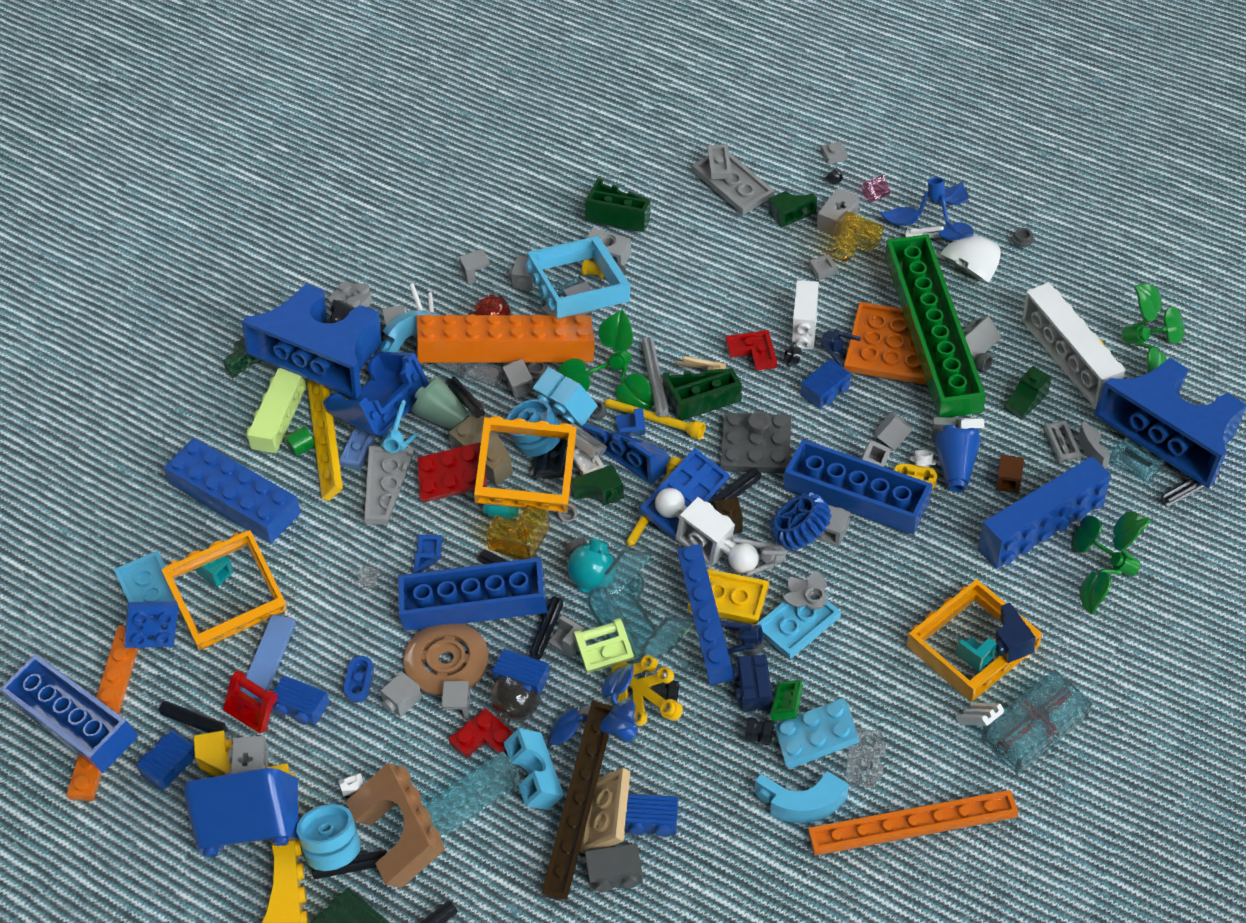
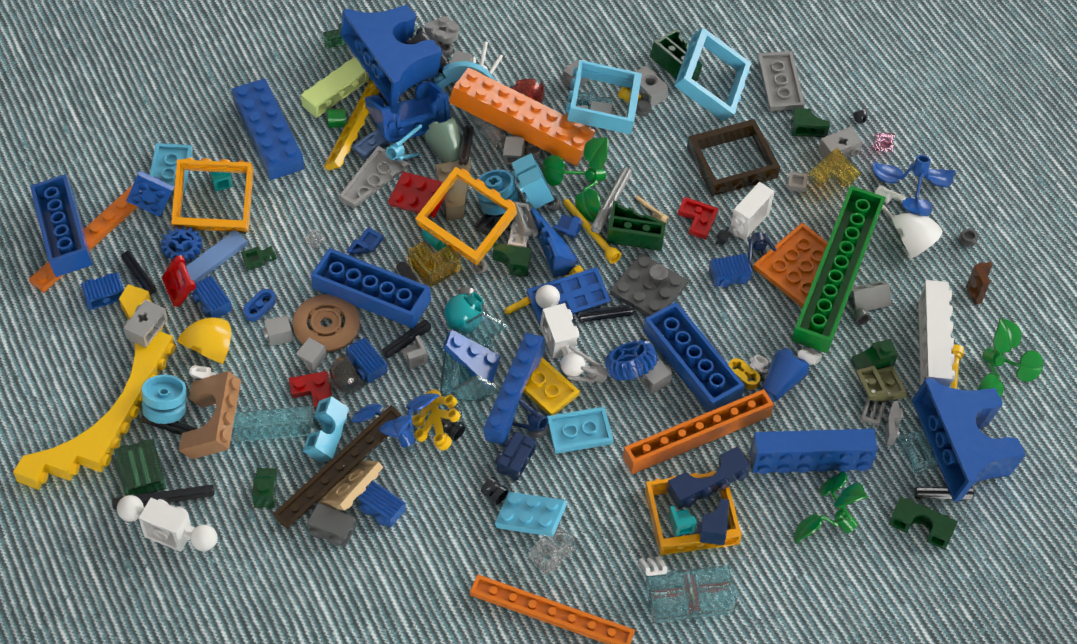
camera: 25 degrees right, 5 degrees up
(222, 661) = (182, 243): none -> blue gear
(243, 809) = (121, 350): blue windscreen -> none
(317, 632) = (255, 258): none -> dark green plate
(329, 743) = (208, 337): none -> yellow brick
(472, 262) = (544, 47): light grey panel -> none
(510, 870) = (265, 488): none -> dark green arch
(606, 652) = (427, 377): yellowish green plate -> none
(627, 604) = (472, 355): none -> wing
(635, 180) = (699, 93): none -> medium azure window
(698, 278) = (728, 134): none -> dark brown window
(719, 161) = (778, 61): light grey plate -> none
(732, 509) = (587, 328): dark brown brick -> none
(786, 700) = (528, 480): green plate -> none
(803, 805) = (490, 560): medium azure arch -> none
(804, 591) = (599, 411): light grey plate -> none
(834, 152) = (875, 97): light grey plate -> none
(876, 453) = (722, 342): light grey brick -> none
(893, 430) = (753, 331): light grey panel -> none
(917, 557) = (697, 431): none -> orange brick
(939, 423) = (793, 346): light grey plate -> none
(958, 615) = (687, 489): none -> dark blue arch
(1009, 474) = (813, 409): reddish brown brick -> none
(1054, 413) = (881, 383): none -> olive slope
(1070, 271) = (979, 282): none -> reddish brown bracket
(1214, 520) = (939, 526): none -> dark green arch

